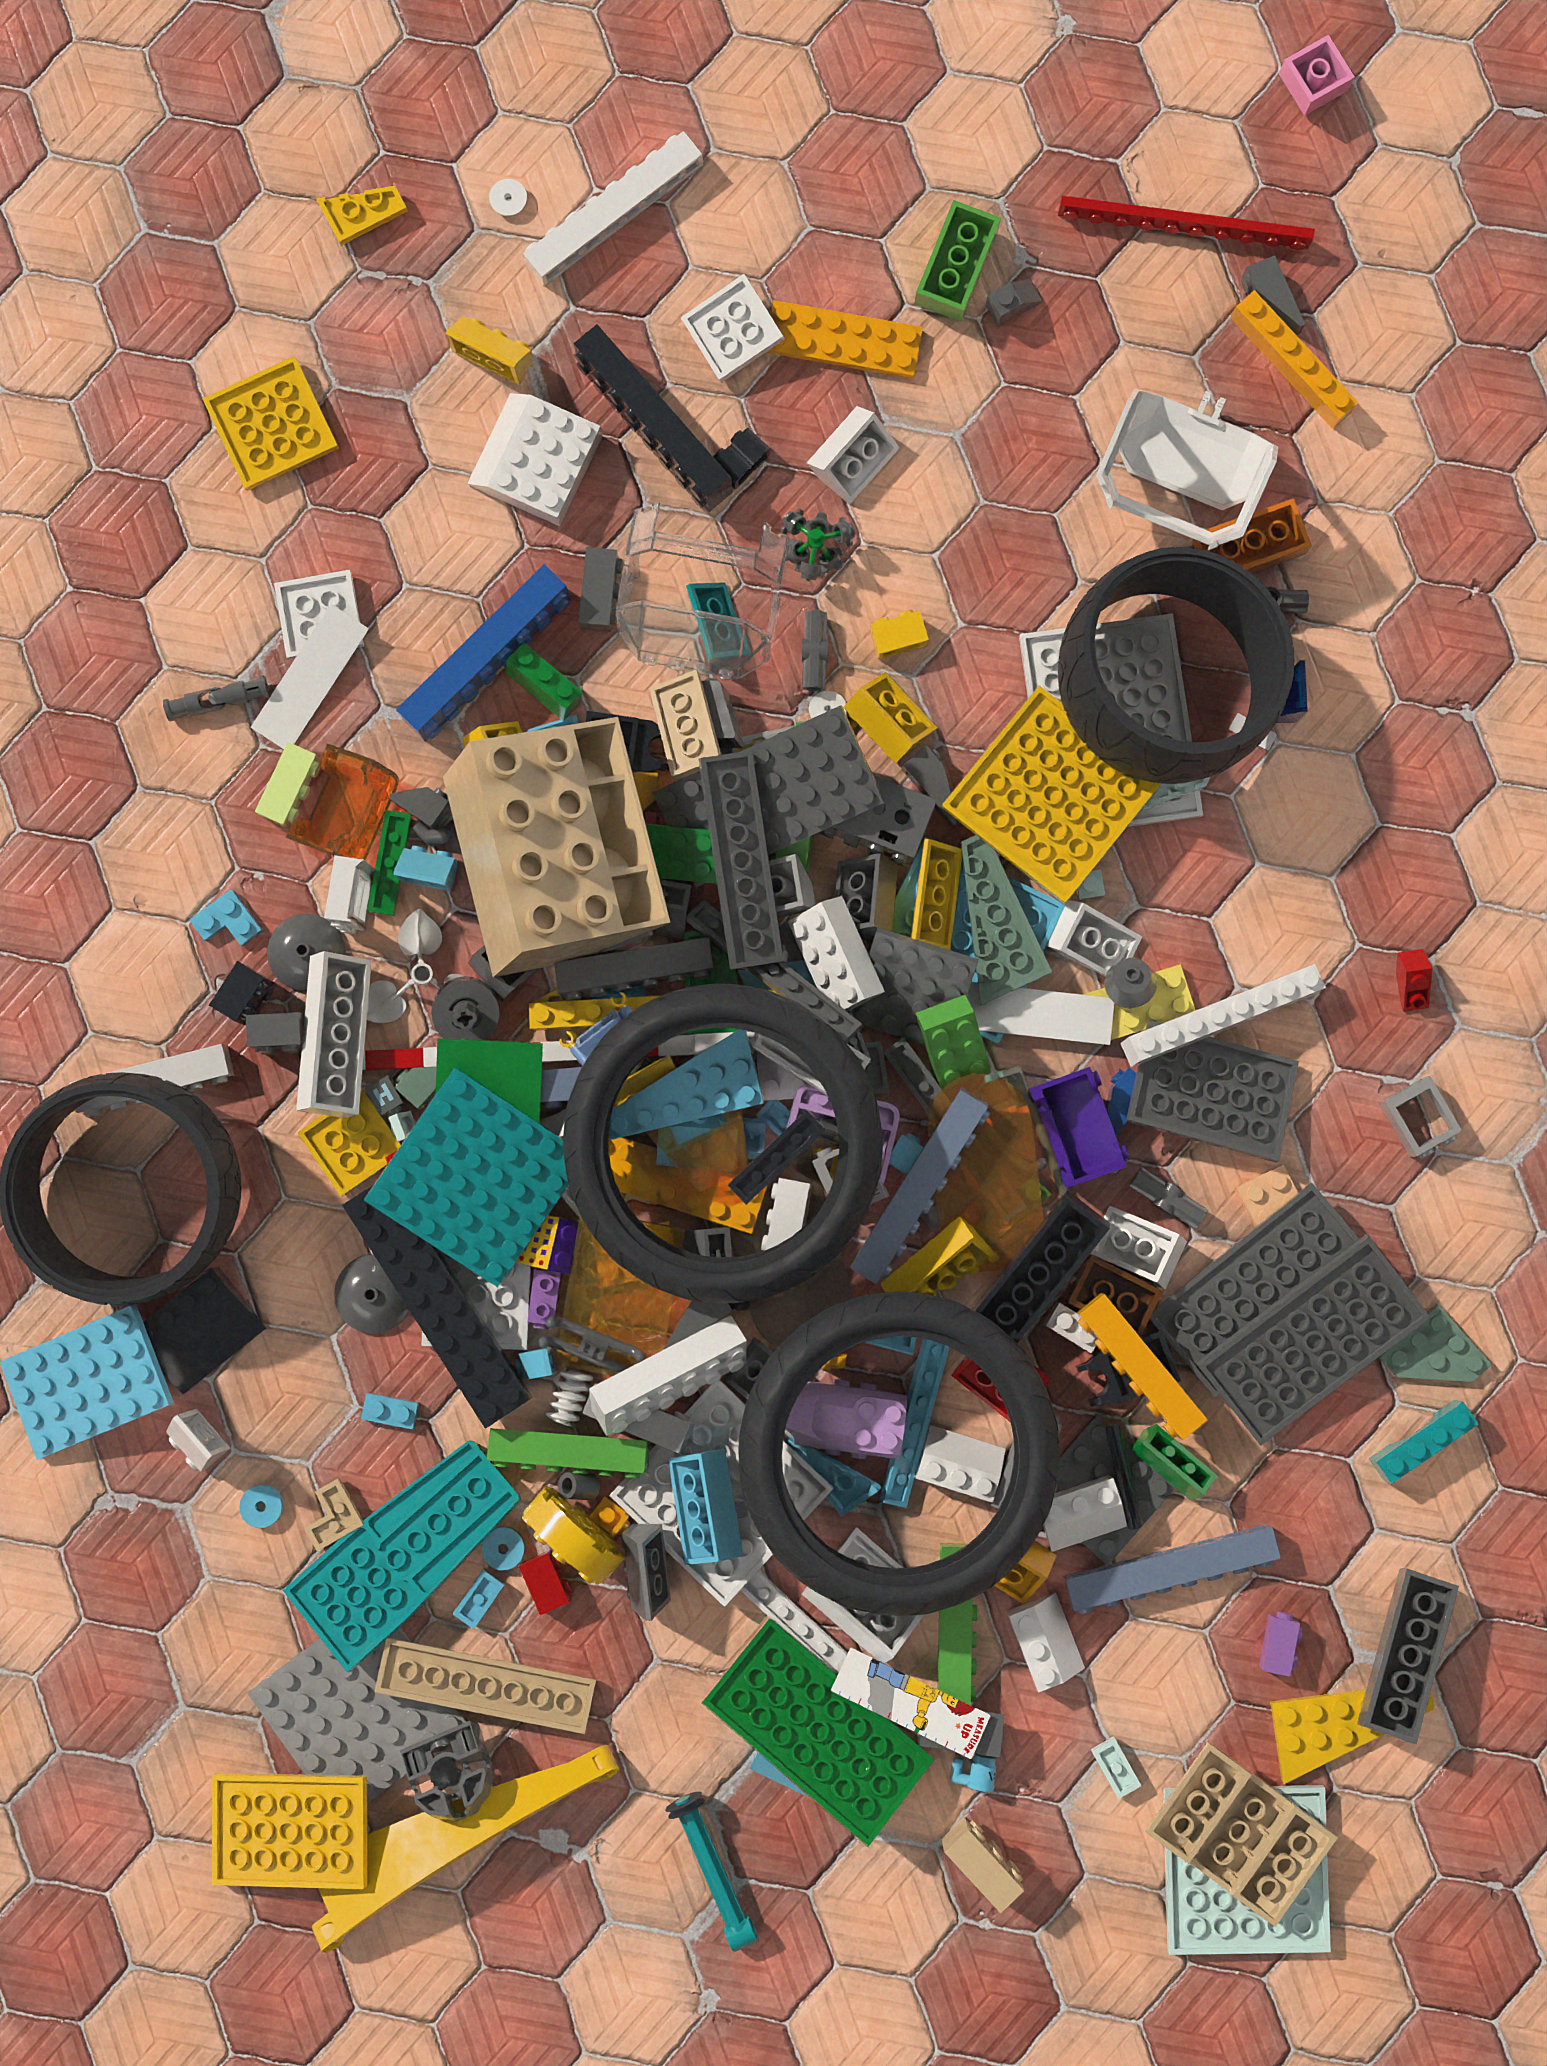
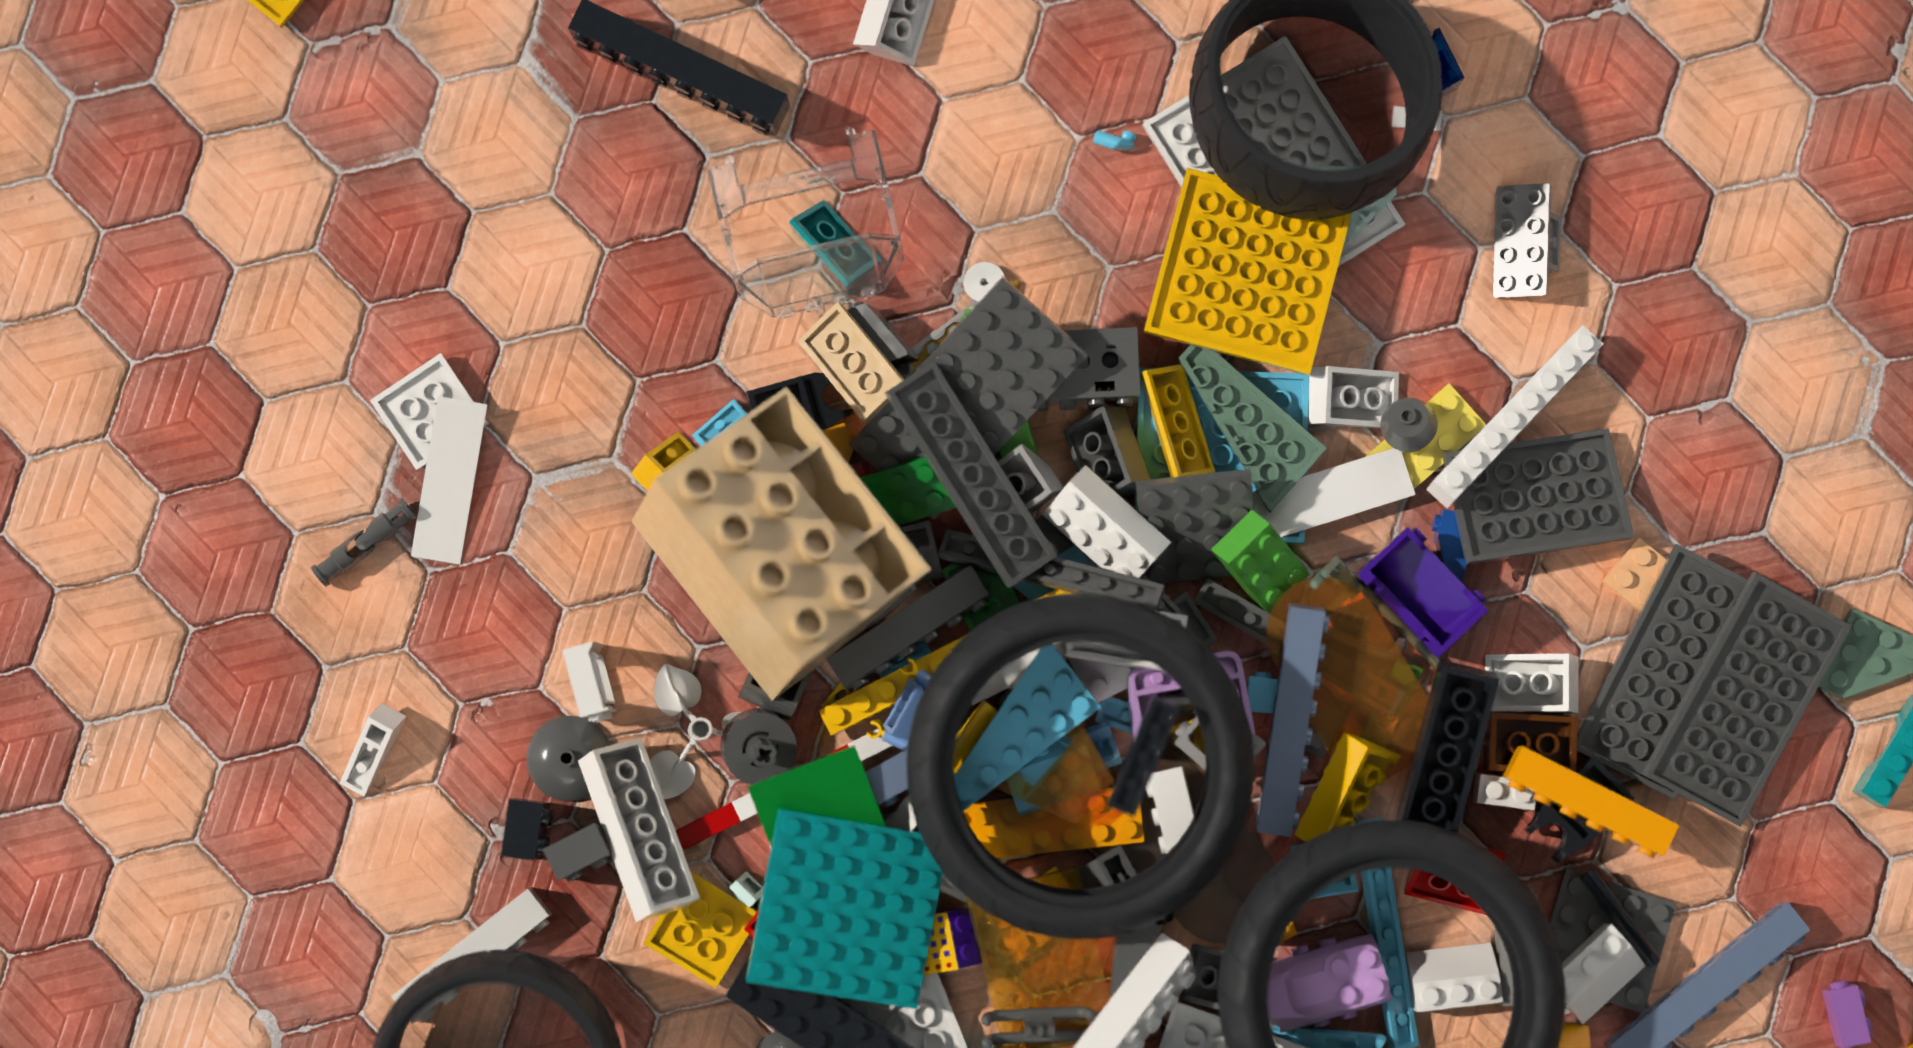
camera: 25 degrees left, 0 degrees up
(147, 871) = (372, 748): none -> white slope
(230, 913) = (473, 753): medium azure plate -> none
(270, 423) = (292, 239): yellow plate -> none
(288, 785) = (477, 598): yellowish green brick -> none
(348, 805) = (545, 593): clear orange windscreen -> none
(386, 1097) = (717, 868): dark grey brick -> none
(392, 842) = (614, 631): green plate -> none
(417, 1085) = (744, 841): sand green slope -> none
(423, 804) = (621, 557): dark grey slope -> none
(427, 869) = (654, 620): medium azure slope -> none
(434, 836) = (645, 585): dark grey arm -> none
(484, 653) = (616, 378): blue brick -> none
(490, 349) = (482, 67): yellow slope -> none
(536, 457) = (576, 156): white slope -> none
(543, 681) = (687, 380): green brick -> none
(544, 1297) = (966, 998): medium lavender brick -> none
(599, 589) = (702, 262): dark grey brick -> none
(742, 456) = (785, 65): black brick -> none
(814, 650) = (945, 229): dark grey piece -> none
(817, 532) = (895, 110): dark grey plant -> none
(889, 717) = (1050, 263): yellow slope -> none
(898, 634) = (1021, 176): yellow brick -> none
(930, 778) = (1118, 307): dark grey slope -> none
(987, 639) = (1113, 142): none -> medium azure arm
(1091, 886) = (1327, 344): light aqua plate -> none
(1168, 1198) = (1540, 621): dark grey piece -> none
(1173, 1462) = (1663, 881): green brick -> none
(1298, 873) = (1525, 241): none -> light grey bracket
(1389, 1107) = (1729, 413): light grey window -> none
(1414, 979) = (1686, 296): red slope -> none

